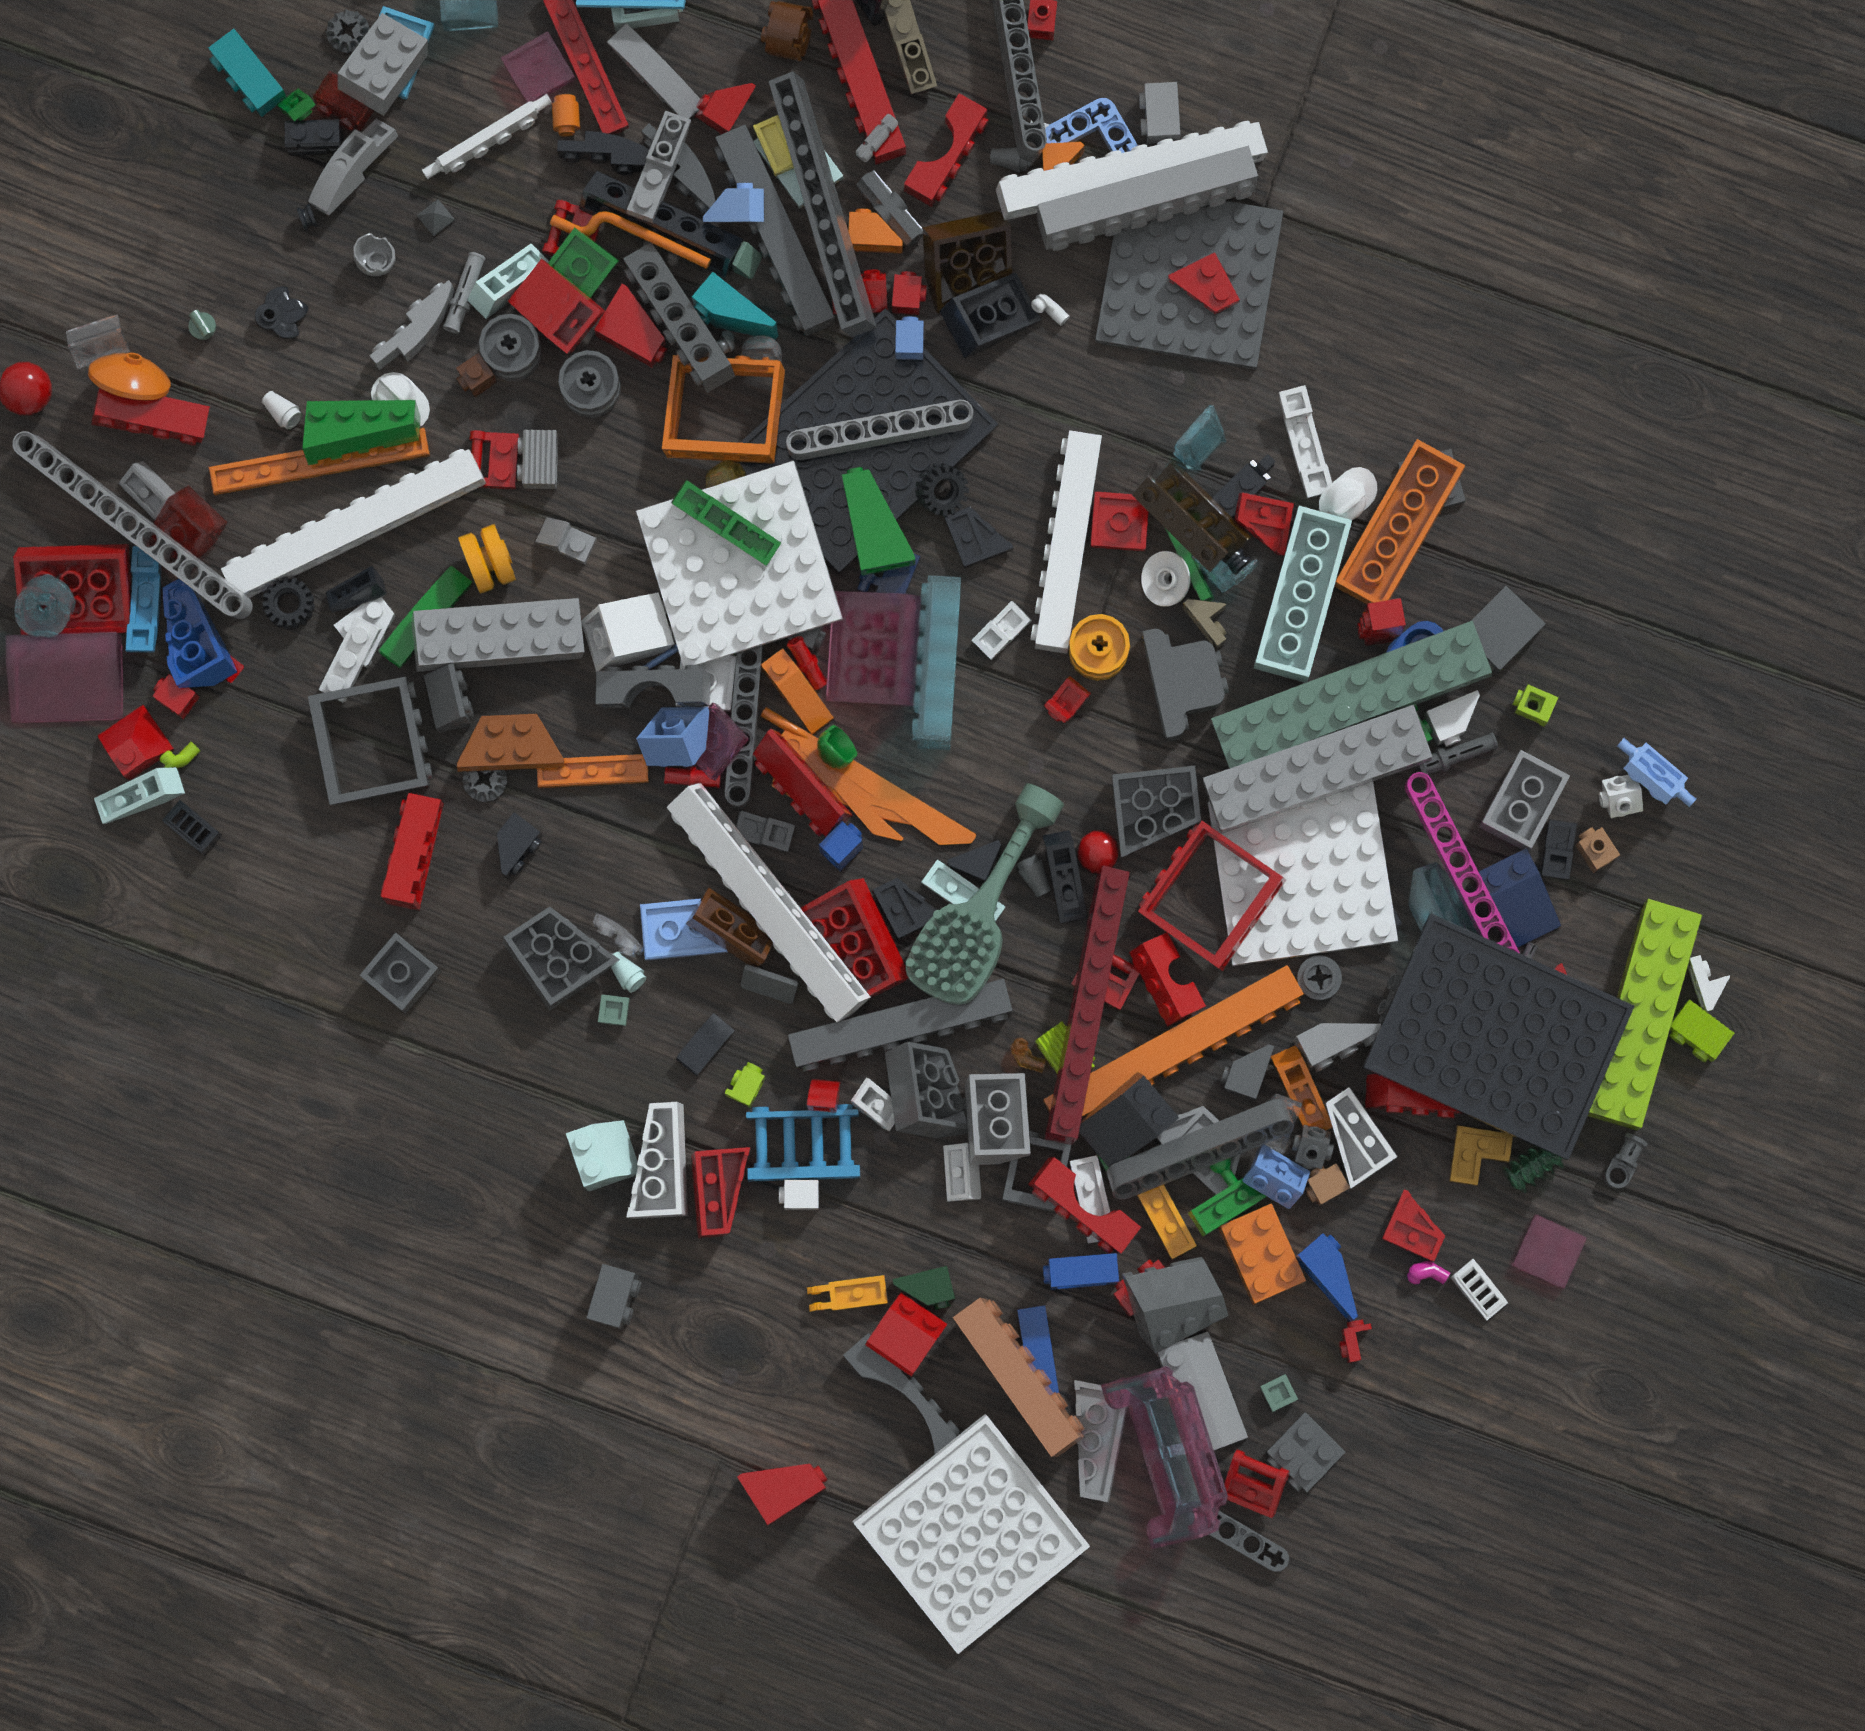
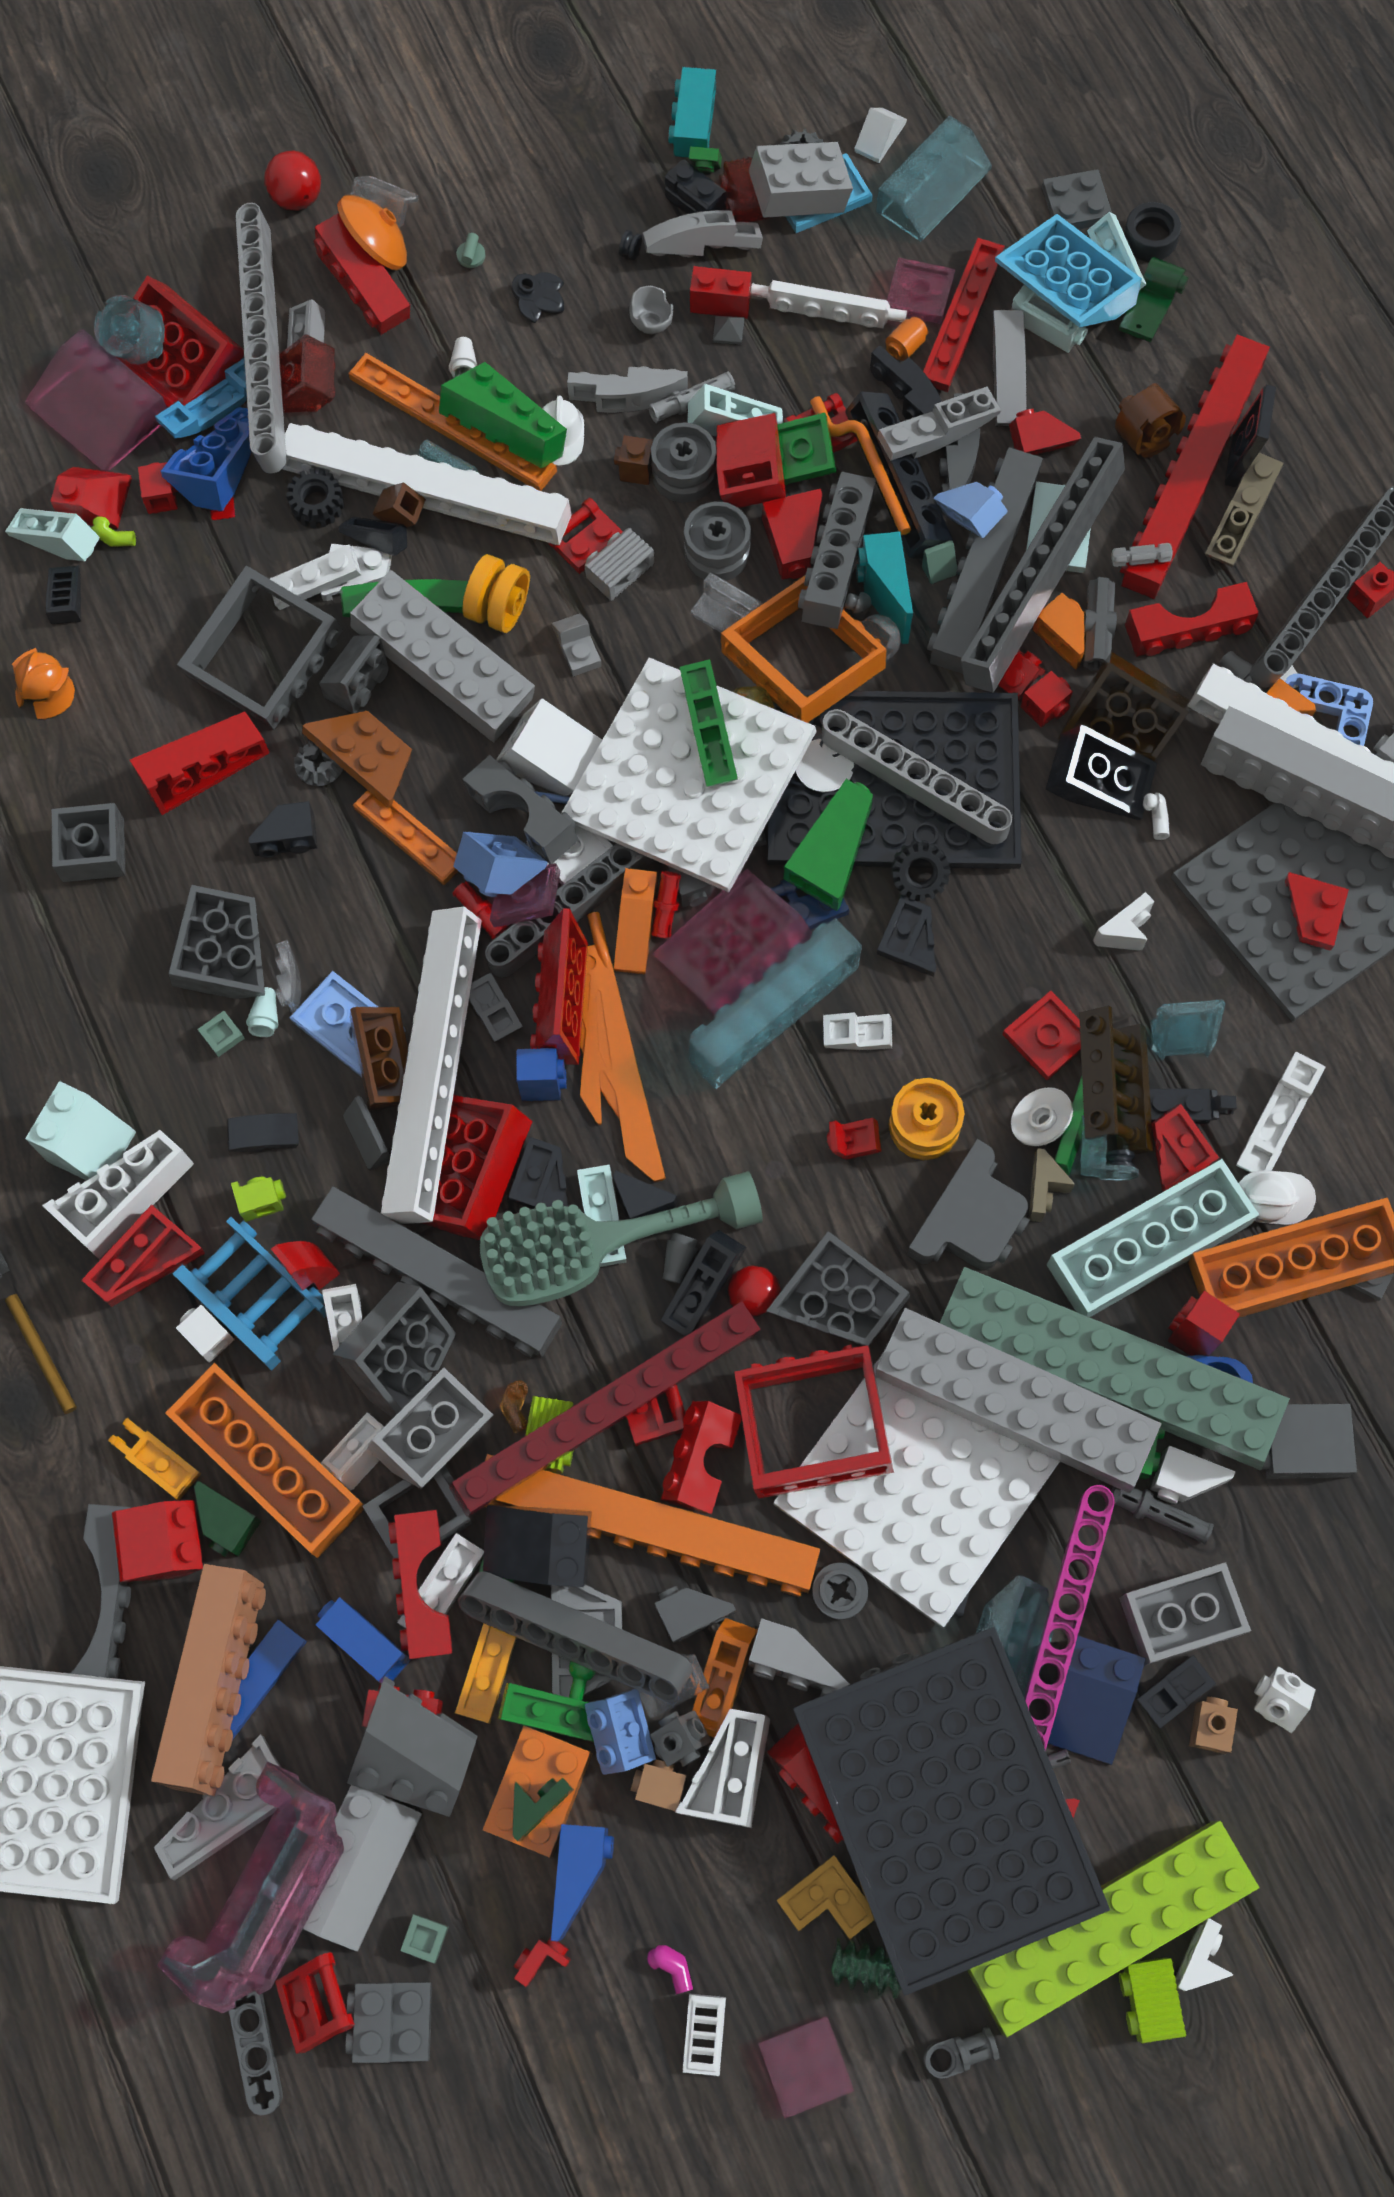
camera: 45 degrees right, 10 degrees down
(249, 900) = (43, 677): none -> orange helmet
(346, 493) = (437, 454): none -> clear light blue piece
(355, 557) = (399, 505): none -> reddish brown brick
(407, 197) = (720, 292): none -> red brick
(639, 425) = (722, 604): none -> clear panel
(713, 1303) = (40, 1354): none -> pearl gold bar
(774, 145) = (1048, 494): light yellow tile -> none
(817, 477) = (822, 770): none -> white sticker
(836, 748) = (618, 992): green hair -> none
(909, 338) = (1012, 729): medium blue brick -> none
(917, 1229) = (265, 1460): none -> orange brick
(1067, 542) = (987, 1009): white brick -> none
(1101, 410) = (1123, 929): none -> white slope
(1274, 1267) = (528, 1813): none -> dark green slope
(1413, 1229) = (698, 1912): red wing -> none
(1544, 701) = (1289, 1542): lime brick -> none
(1655, 773) = (1336, 1709): light blue plate -> none

